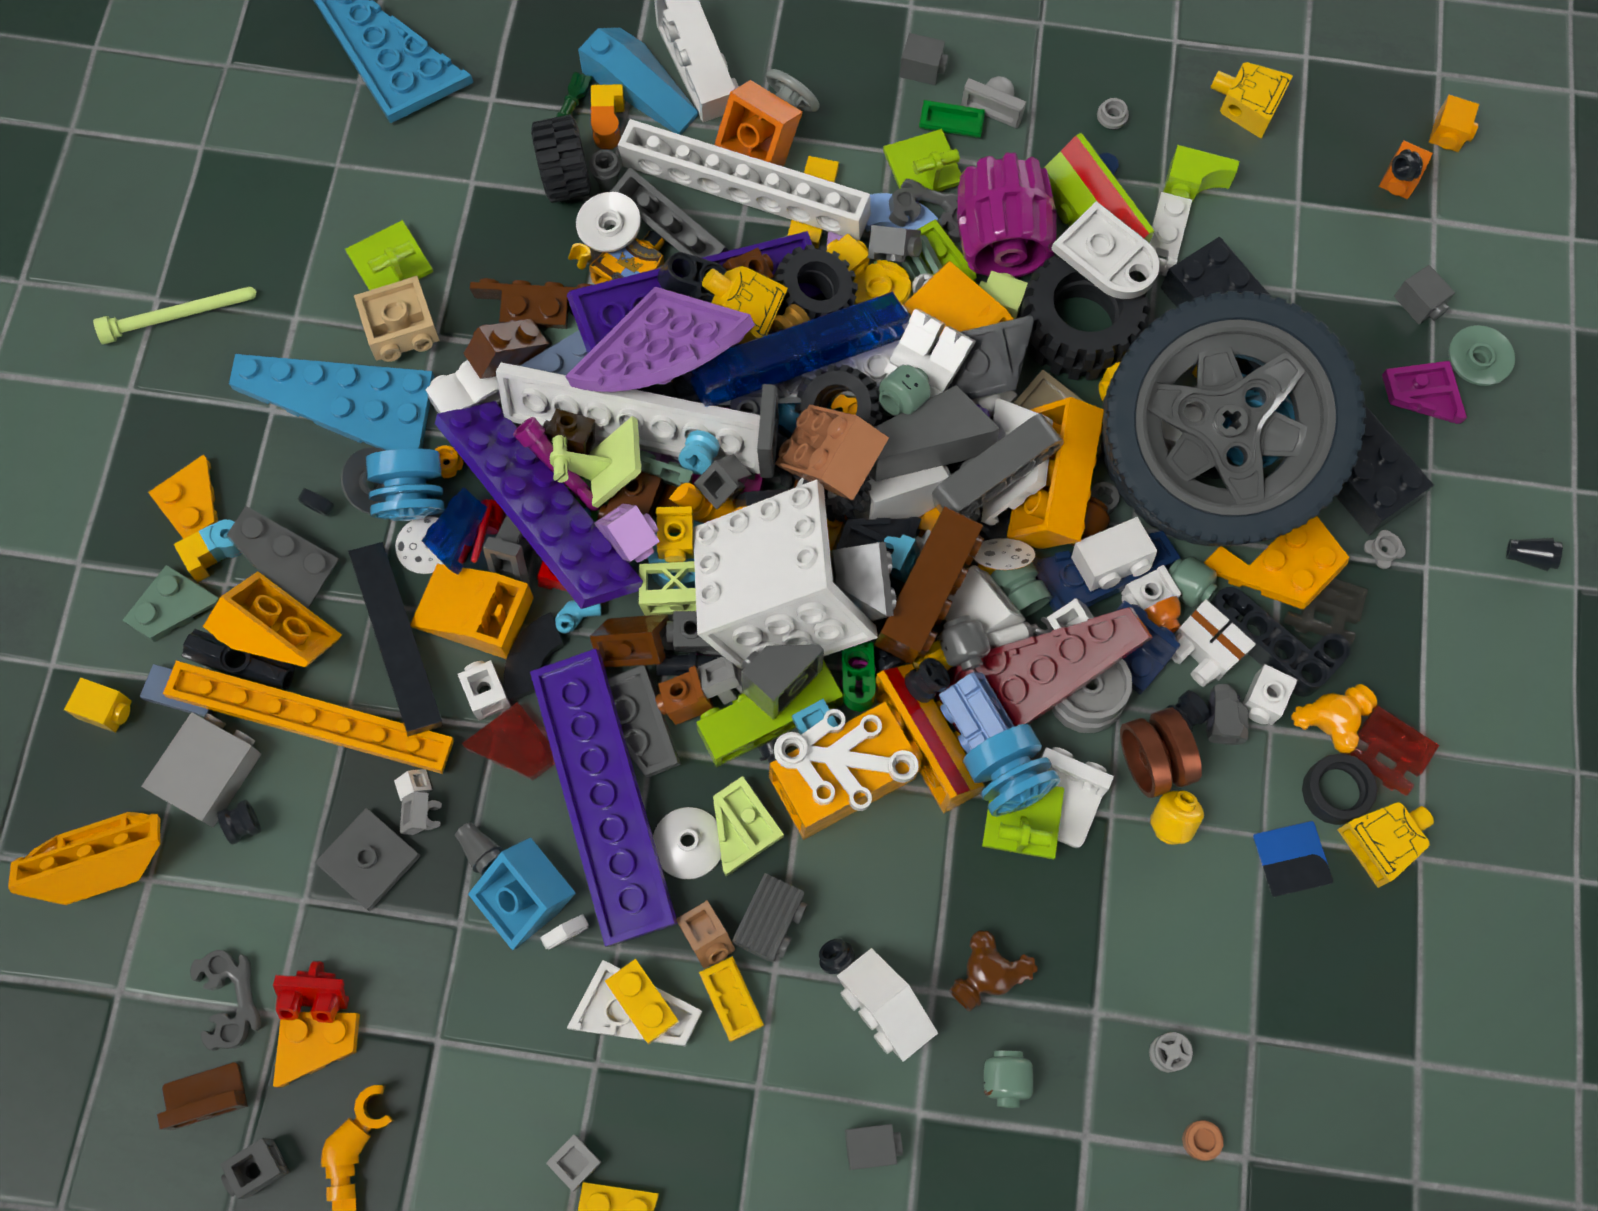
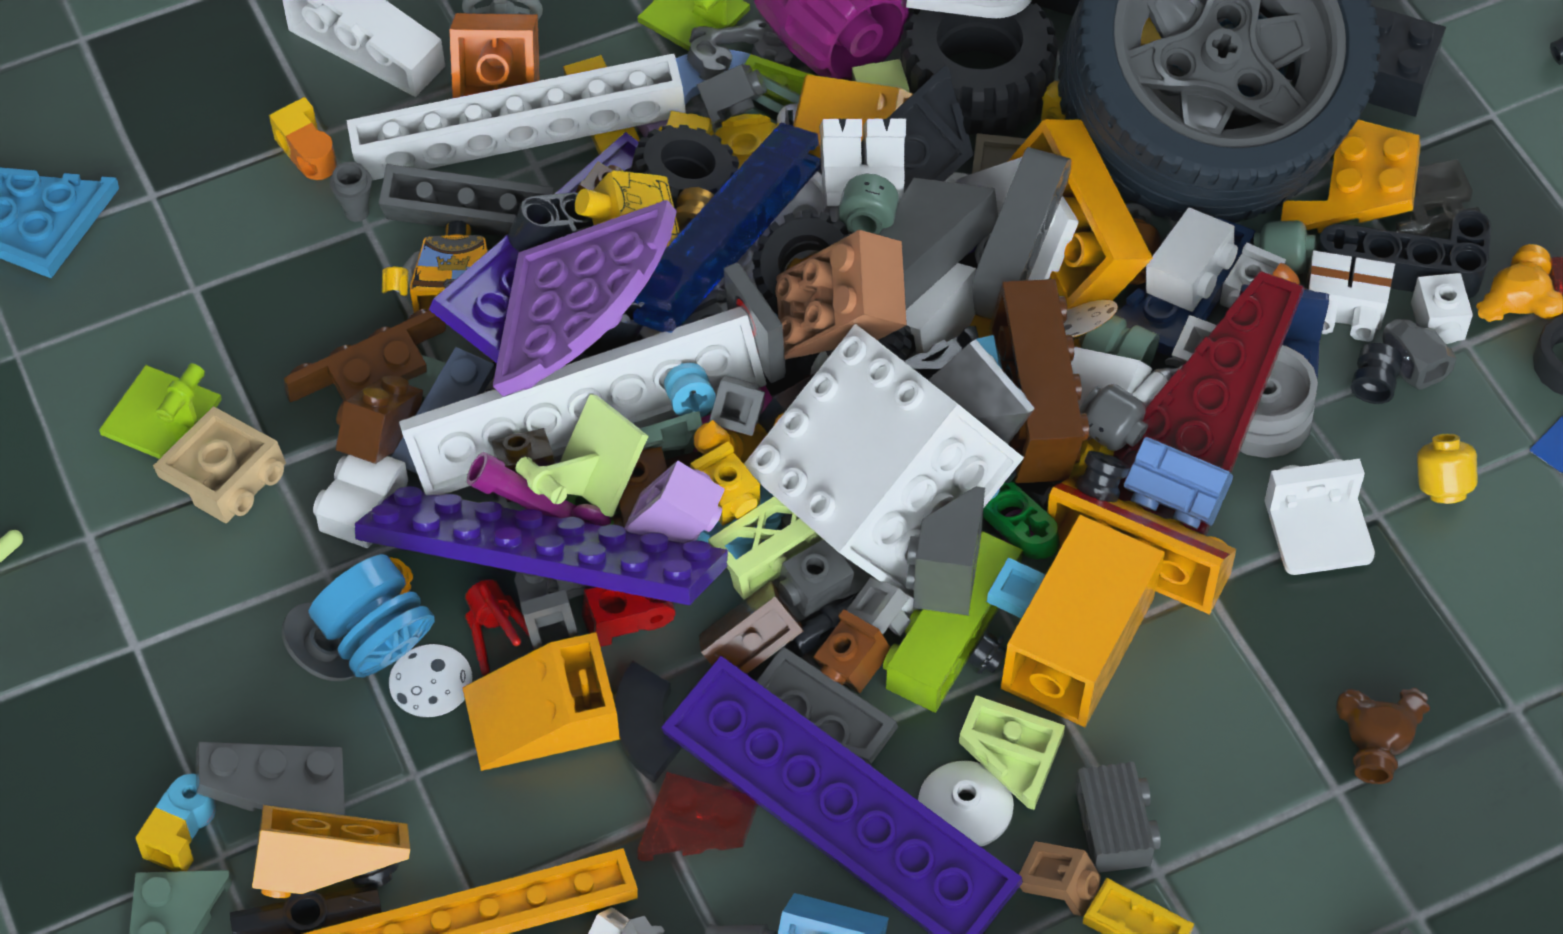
camera: 30 degrees left, 15 degrees down
(188, 498) = (106, 792): light orange wing -> none
(315, 502) = (269, 704): black tile -> none
(356, 401) = (211, 585): dark azure wing -> none
(395, 639) = (477, 787): black tile -> none
(455, 528) = (463, 634): clear blue wing -> none
(489, 702) = (616, 764): white brick -> none
(561, 158) = (297, 199): black tyre -> none
(572, 614) = (659, 644): medium azure arm -> none
(577, 89) = (248, 137): dark green piece -> none
(608, 210) = (398, 219): white dish -> none
(620, 58) = (274, 79): dark azure wedge -> none
(836, 956) = (1214, 812): black plate -> none
(838, 758) = (1081, 592): white plant -> none
(886, 1005) = (1308, 811): white brick -> none
(1008, 1078) = (1482, 815): sand green head -> none
(1014, 776) = (1249, 504): dark azure wheel -> none
(1029, 830) = (1298, 559): lime plate -> none
(1160, 752) = (1385, 414): copper wheel -> none
(1389, 541) = (1442, 116): light grey plate -> none

